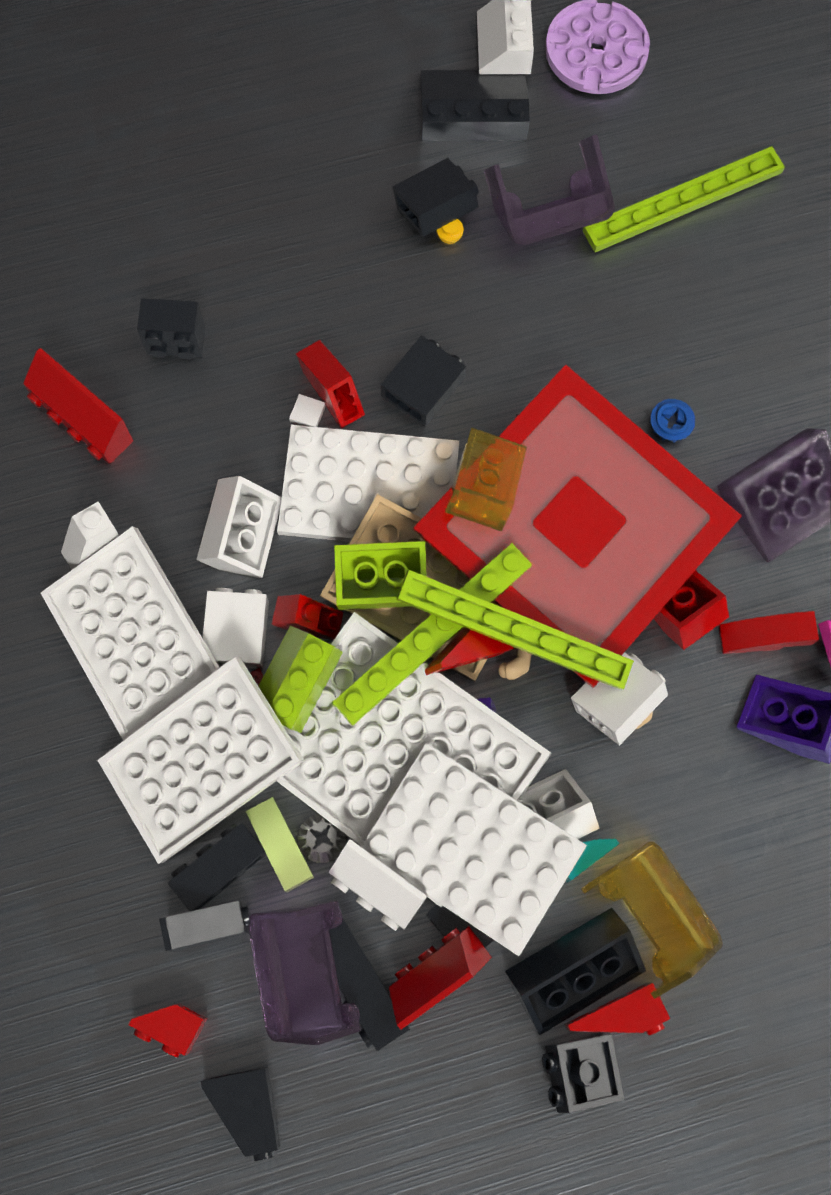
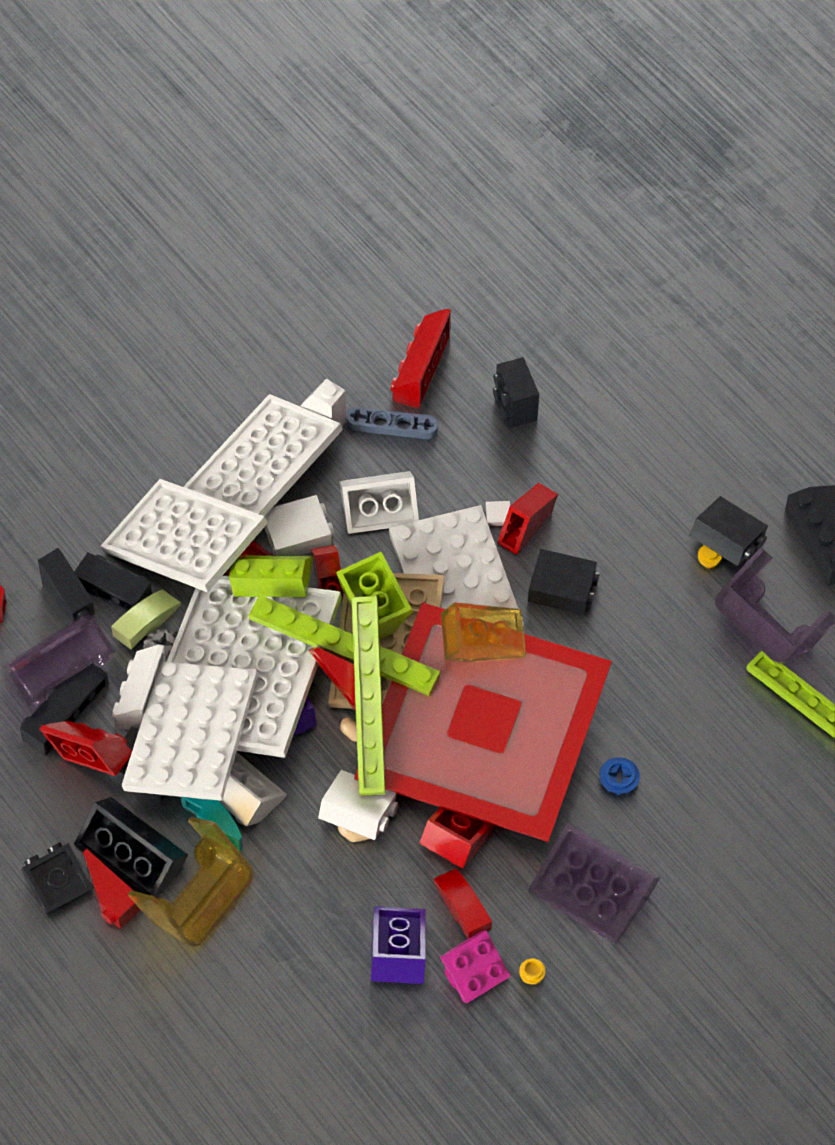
camera: 70 degrees right, 15 degrees down
(136, 473) = (391, 426): none -> sand blue beam

